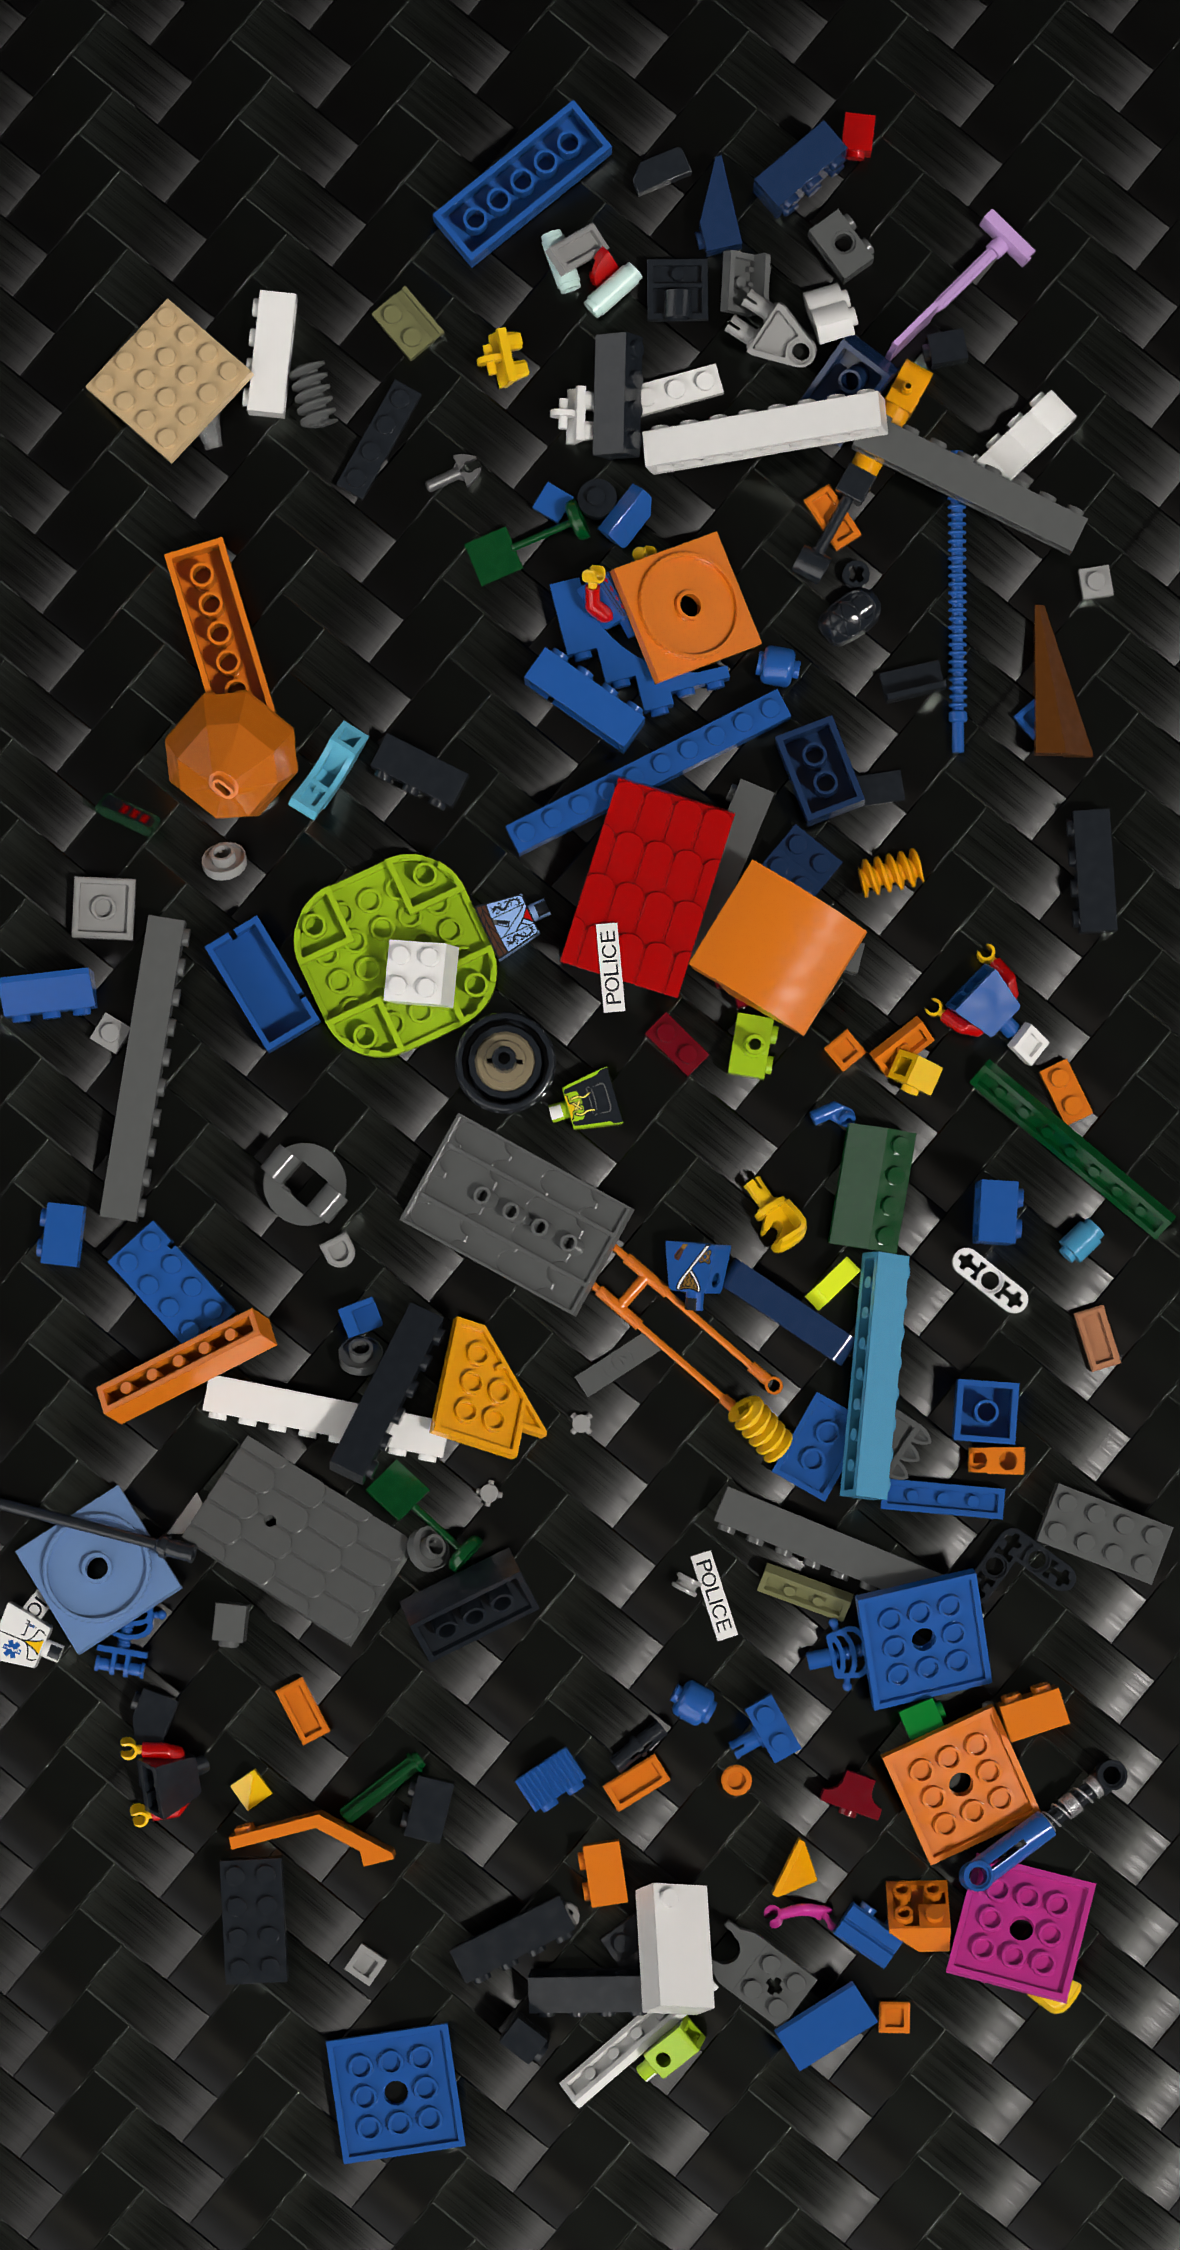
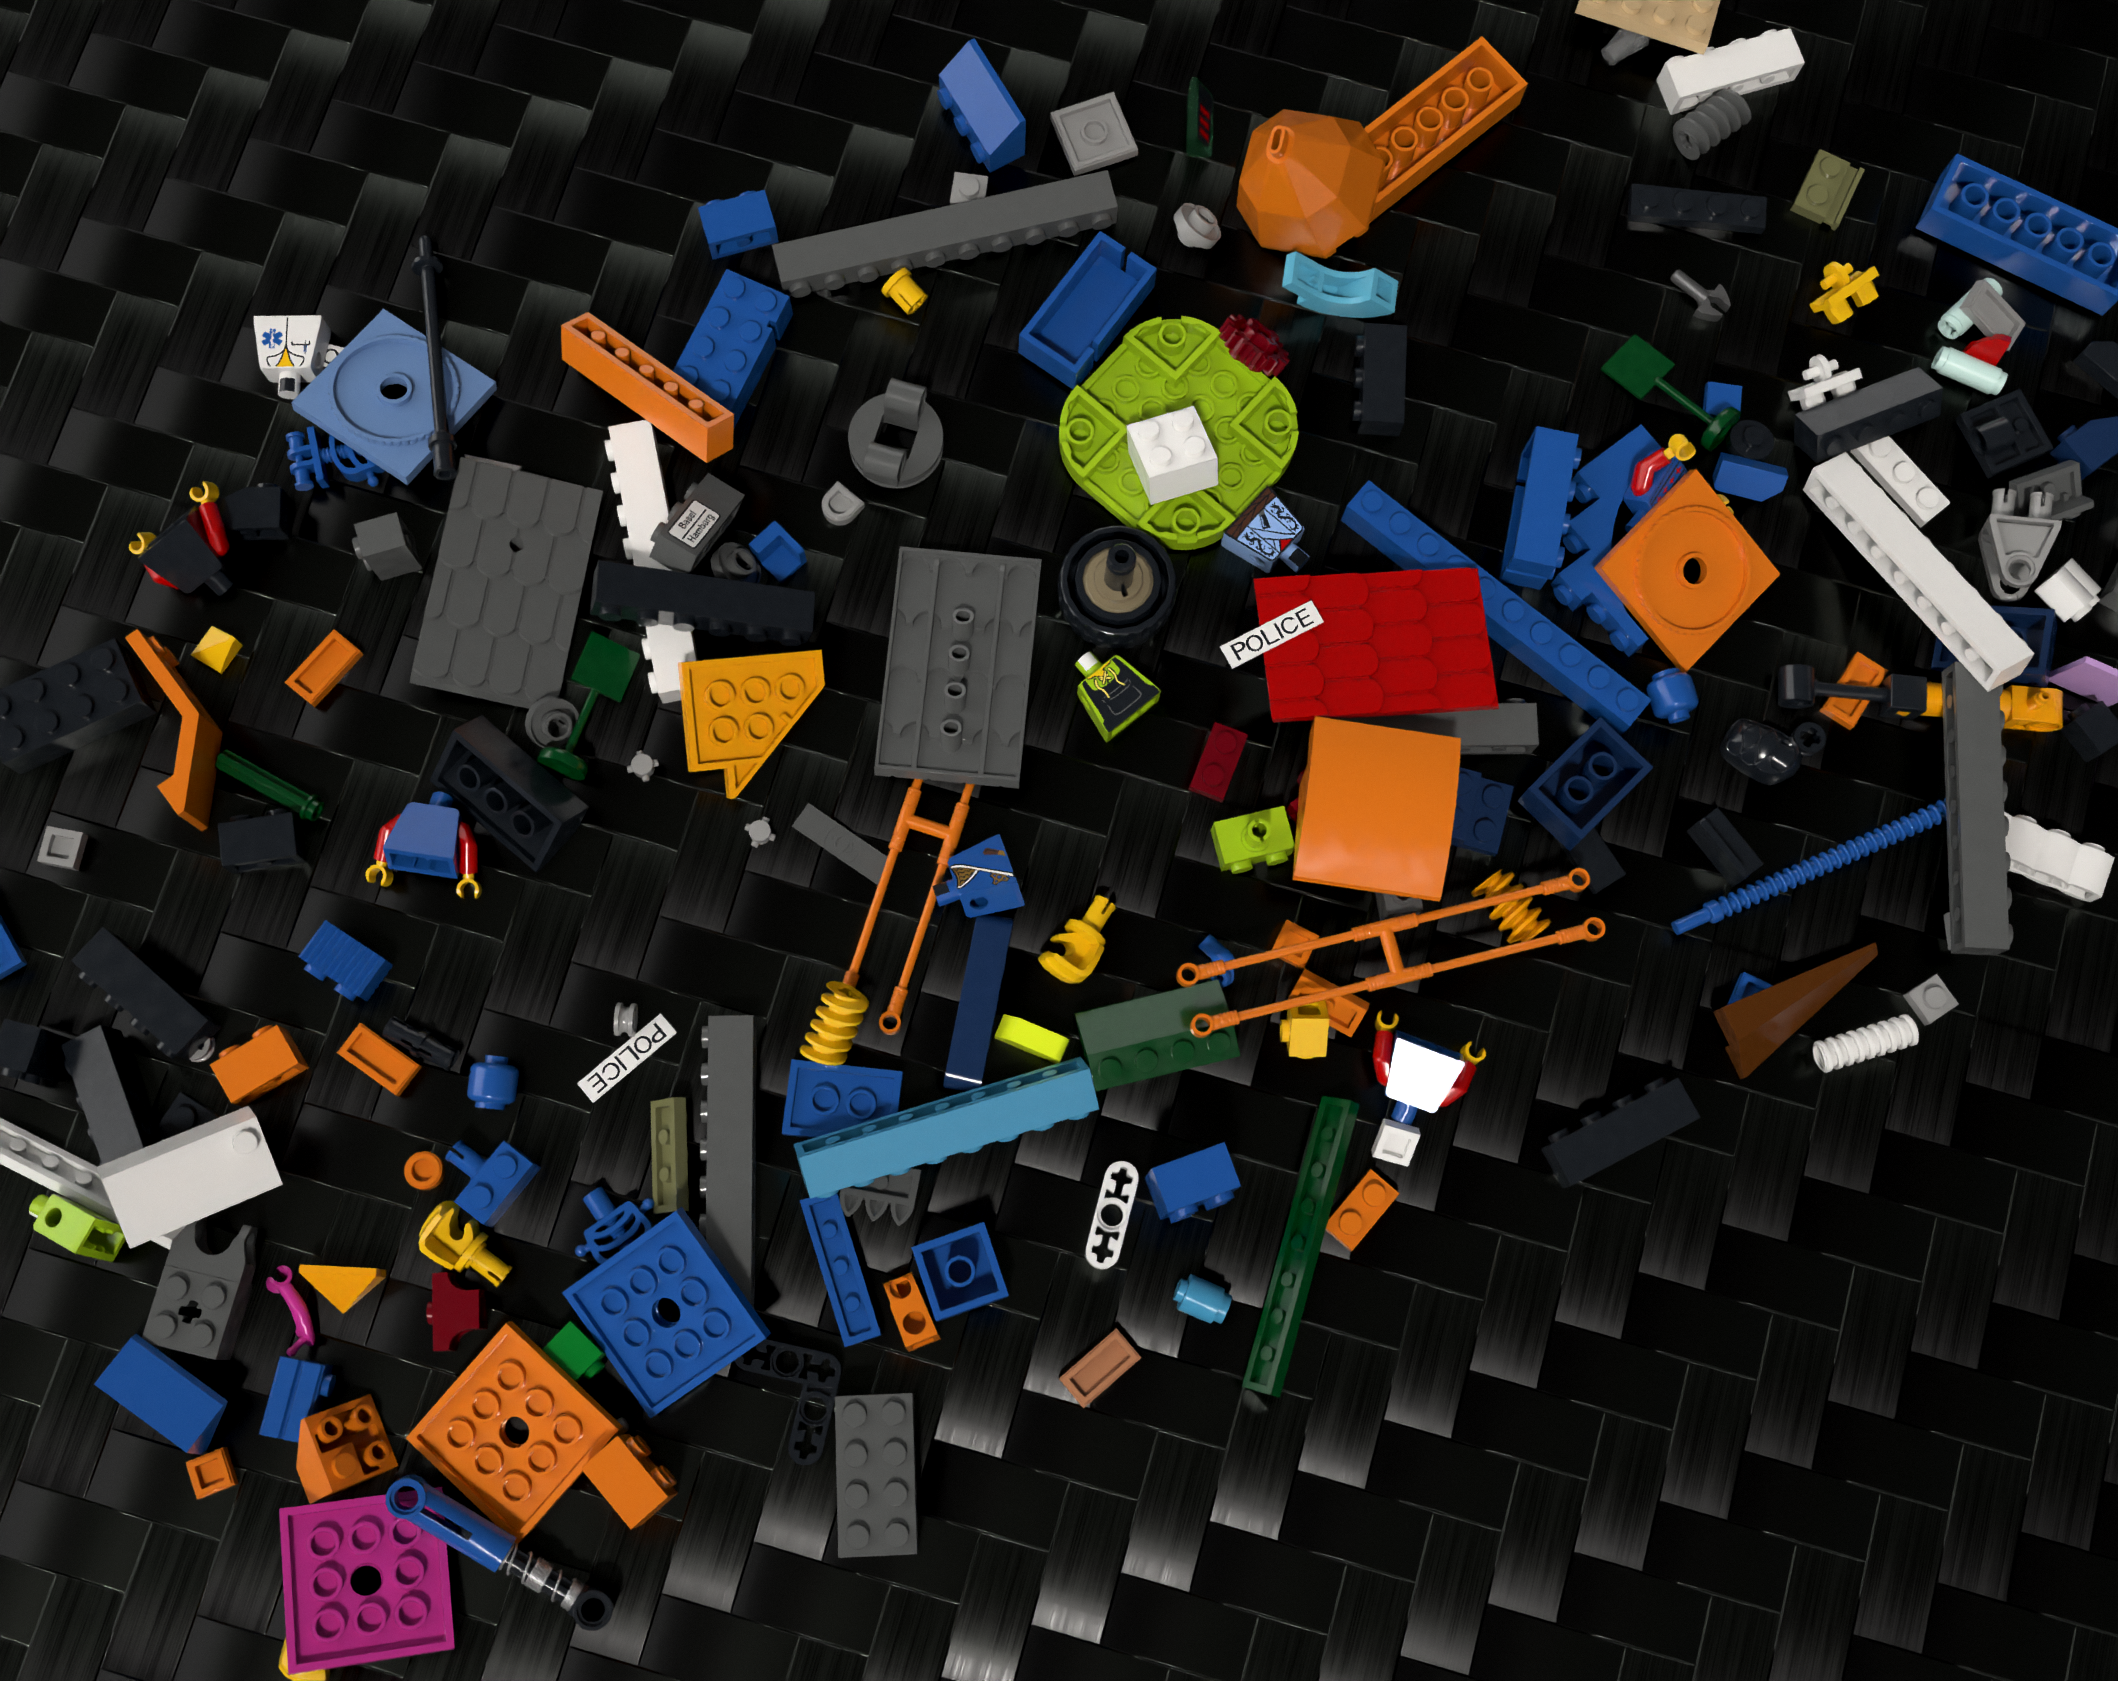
camera: 60 degrees right, 10 degrees down
(179, 1123) = (904, 291): none -> yellow bush
(318, 1373) = (695, 524): none -> dark grey brick
(351, 863) = (1254, 345): none -> dark red gear
(484, 1680) = (428, 842): none -> blue torso
(808, 1773) = (457, 1249): none -> yellow piece
(906, 987) = (1397, 974): none -> orange bar
(1107, 651) = (1865, 1043): none -> white piece

